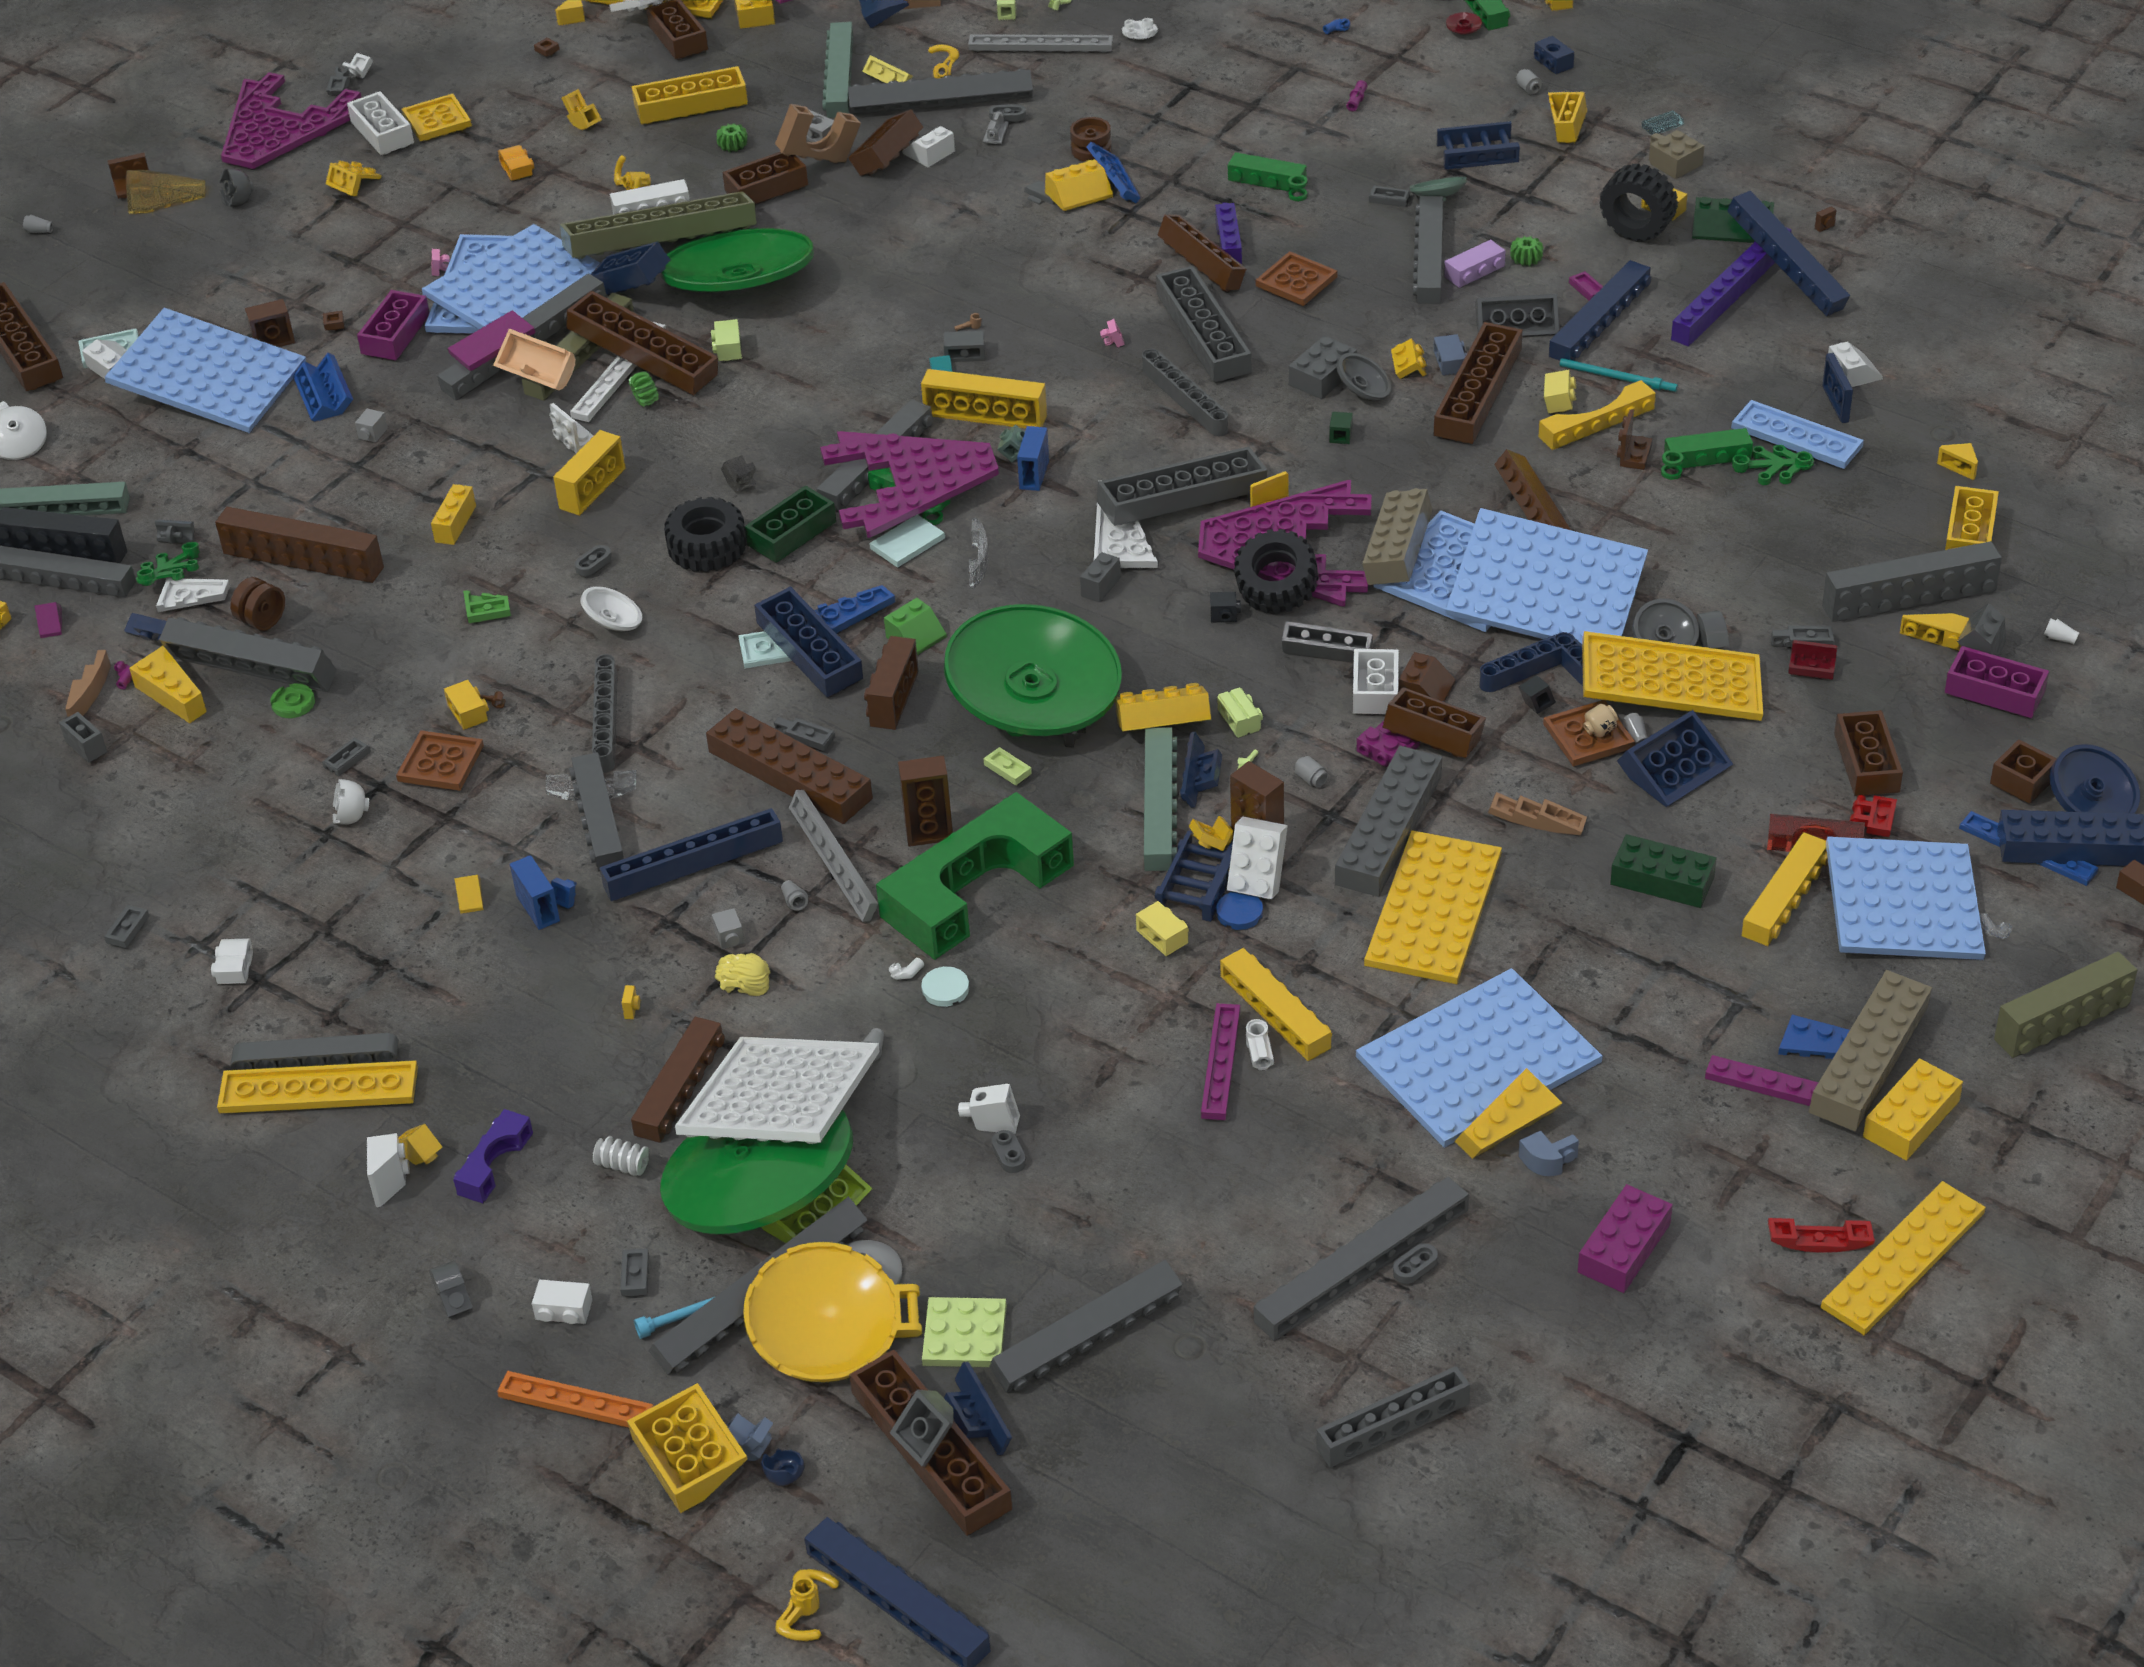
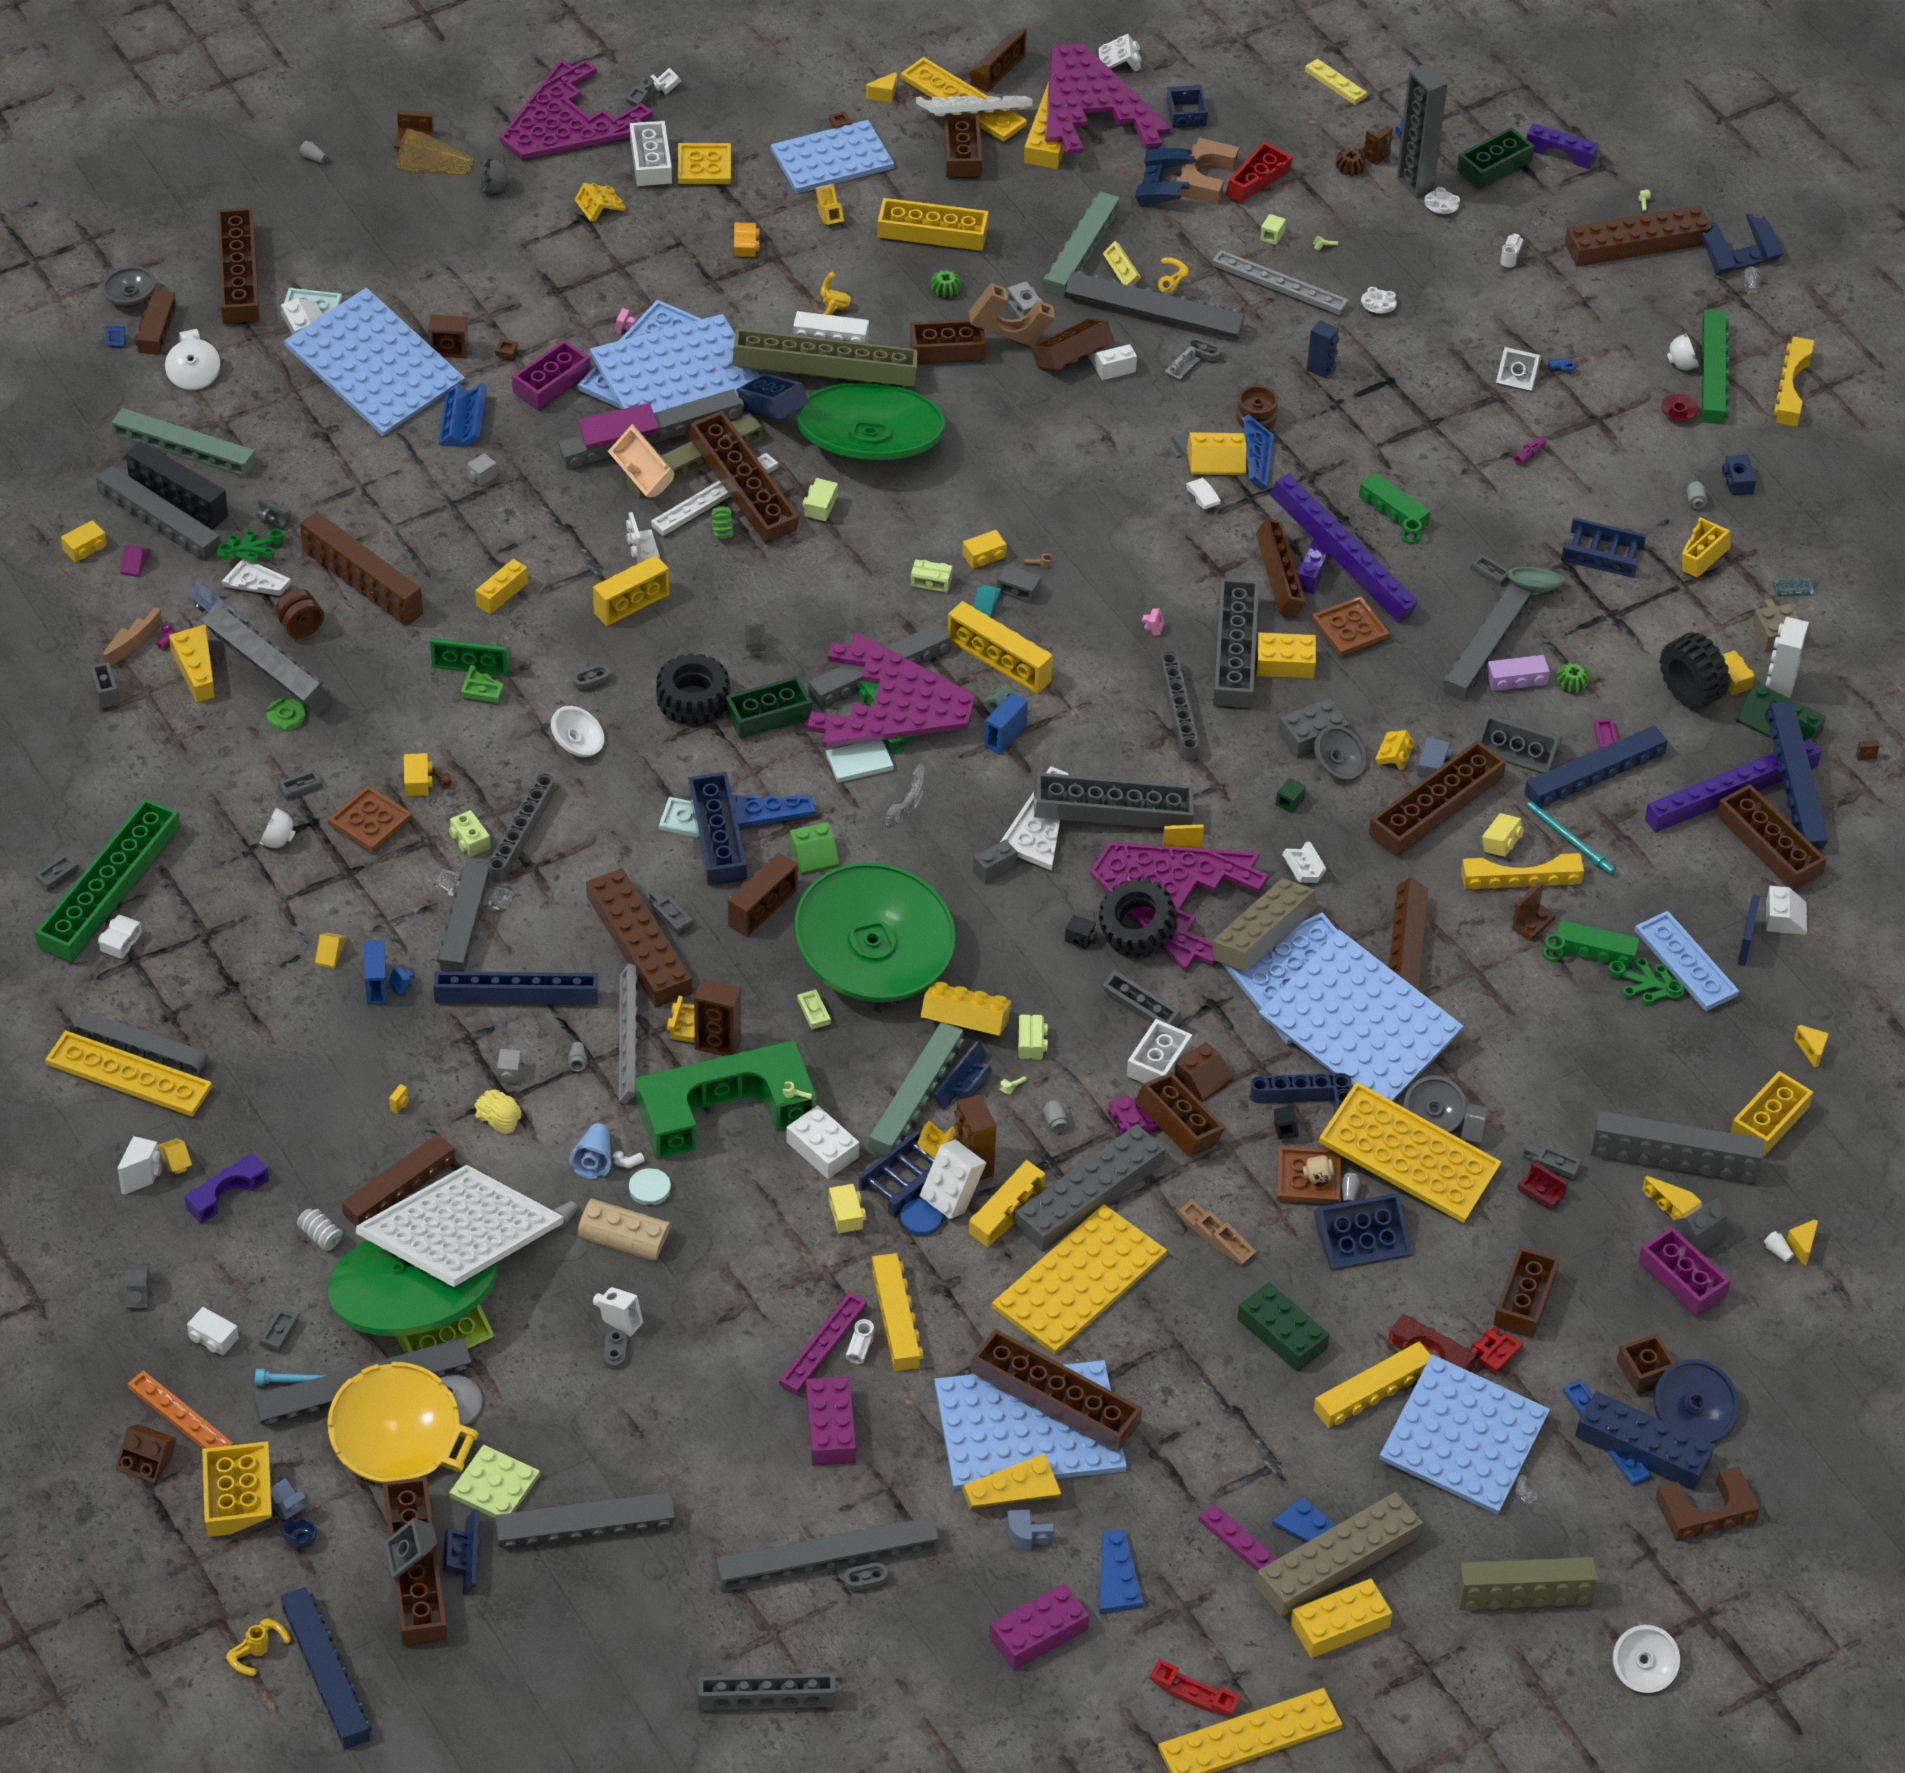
camera: 20 degrees right, 5 degrees up
(189, 913) = (107, 880): none -> green brick
(448, 583) = (461, 654): none -> green slope
(554, 736) = (469, 834): none -> yellowish green brick
(555, 74) = (832, 156): none -> light blue plate
(559, 1454) = (145, 1452): none -> reddish brown slope
(869, 975) = (592, 1153): none -> light blue cone
(875, 367) = (931, 575): none -> yellowish green brick
(884, 823) = (682, 1022): none -> yellow bracket
(911, 329) = (984, 549): none -> yellow brick
(946, 1034) = (623, 1229): none -> tan container
(1044, 837) = (790, 1091): none -> yellowish green hand
(1086, 220) = (1203, 493): none -> white slope
(1097, 878) = (822, 1142): none -> white brick
(1122, 73) = (1323, 349): none -> dark blue brick
(1253, 213) = (1344, 548): none -> dark purple brick
(1259, 317) = (1286, 655): none -> yellow brick
(1279, 1129) = (830, 1421): none -> magenta brick
(1302, 37) = (1518, 368): none -> white slope
(1318, 872) = (998, 1212): none -> yellow wedge
(1395, 475) = (1305, 863): none -> white bracket
(1492, 1008) = (1056, 1390): none -> reddish brown brick
(1670, 1165) = (1118, 1576): none -> blue wing
(1712, 161) = (1787, 656): none -> white brick
(1797, 310) = (1771, 837): none -> reddish brown brick
(2080, 618) = (1801, 1240): none -> yellow slope

